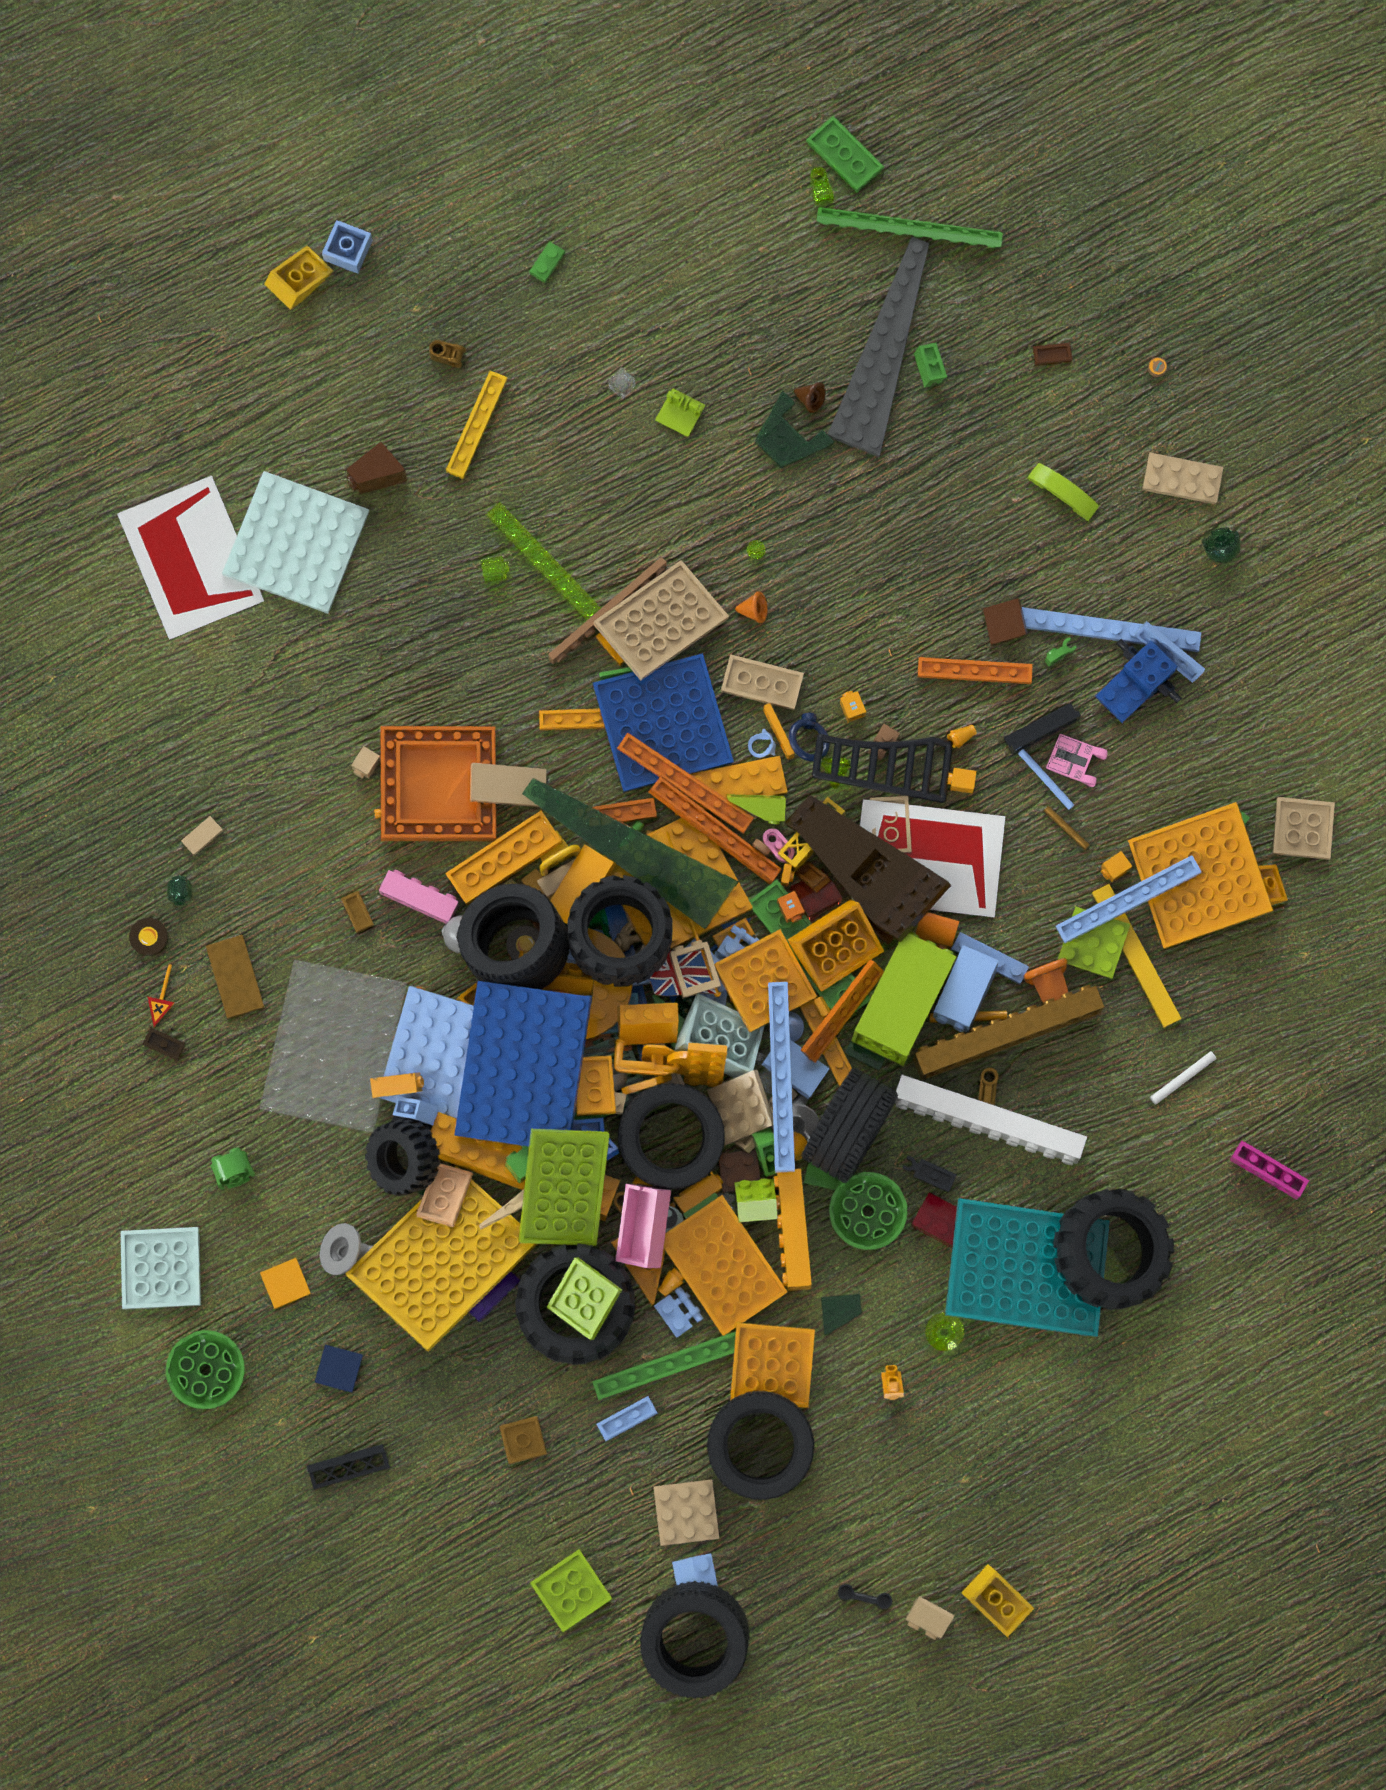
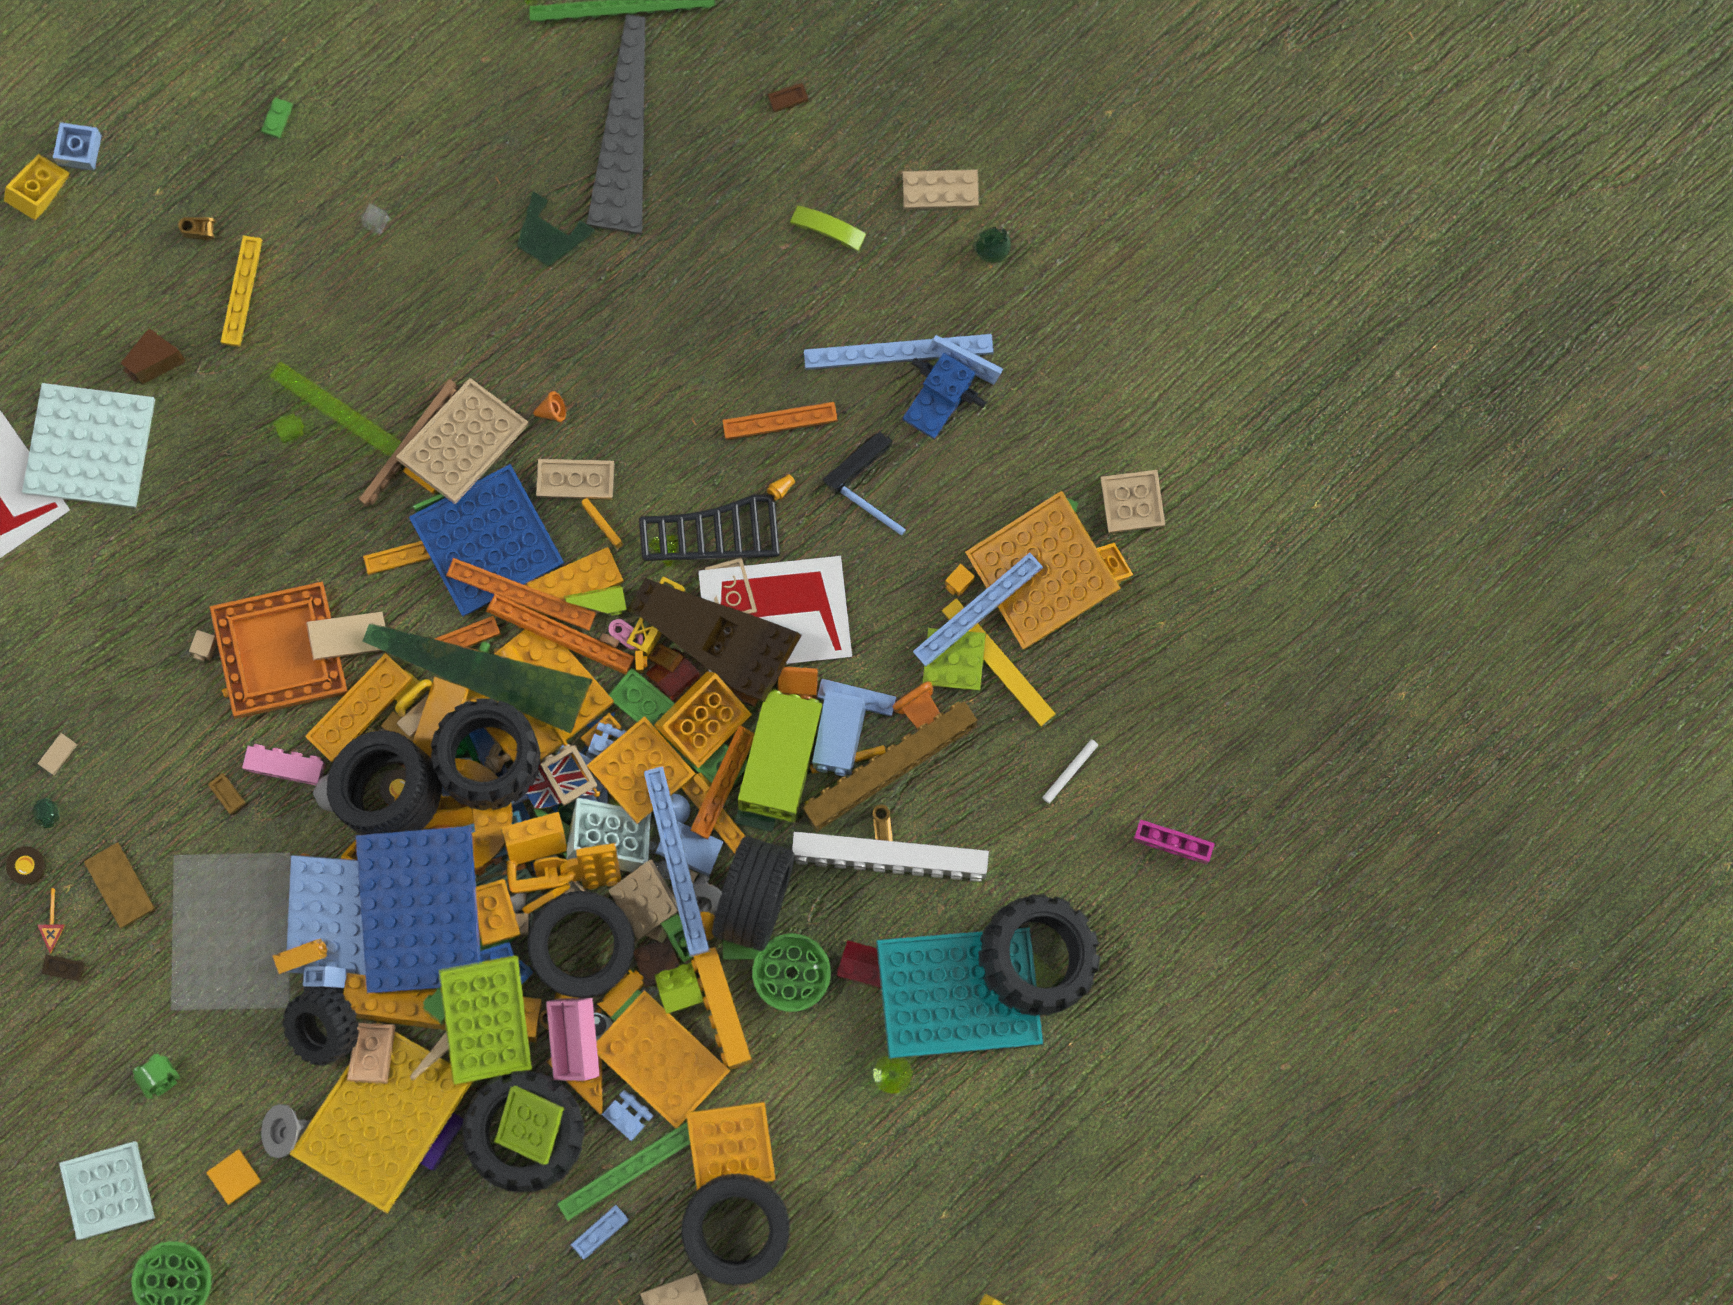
camera: 10 degrees left, 0 degrees up
(338, 1368) = (304, 1249): dark blue tile -> none
(523, 1440) = (502, 1277): pearl gold tile -> none
(671, 1282) = (614, 1087): light orange cone -> none
(680, 412) = (438, 234): lime hinge -> none
(755, 549) = (541, 351): clear neon green plate -> none
(764, 735) = (587, 531): light blue piece -> none
(791, 907) = (650, 692): orange brick -> none
(808, 721) = (630, 507): dark blue piece -> none
(811, 396) = (563, 190): reddish brown hat -> none
(839, 1311) = (785, 1077): clear green wing -> none
(852, 706) = (668, 482): light orange brick -> none
(885, 734) = (707, 502): medium nougat plate -> none
(892, 1383) = (852, 1136): light orange hips -> none
(930, 364) = (671, 134): bright green hinge -> none
(931, 1174) = (846, 922): black plate -> none
(962, 780) = (791, 530): light orange brick -> none
(1005, 621) = (799, 366): reddish brown tile -> none
(1056, 655) = (855, 388): bright green plate -> none
(1066, 827) = (903, 553): pearl gold bar -> none
(1072, 759) = (894, 483): bright pink flag -> none
(1157, 367) = (892, 87): medium nougat tile -> none

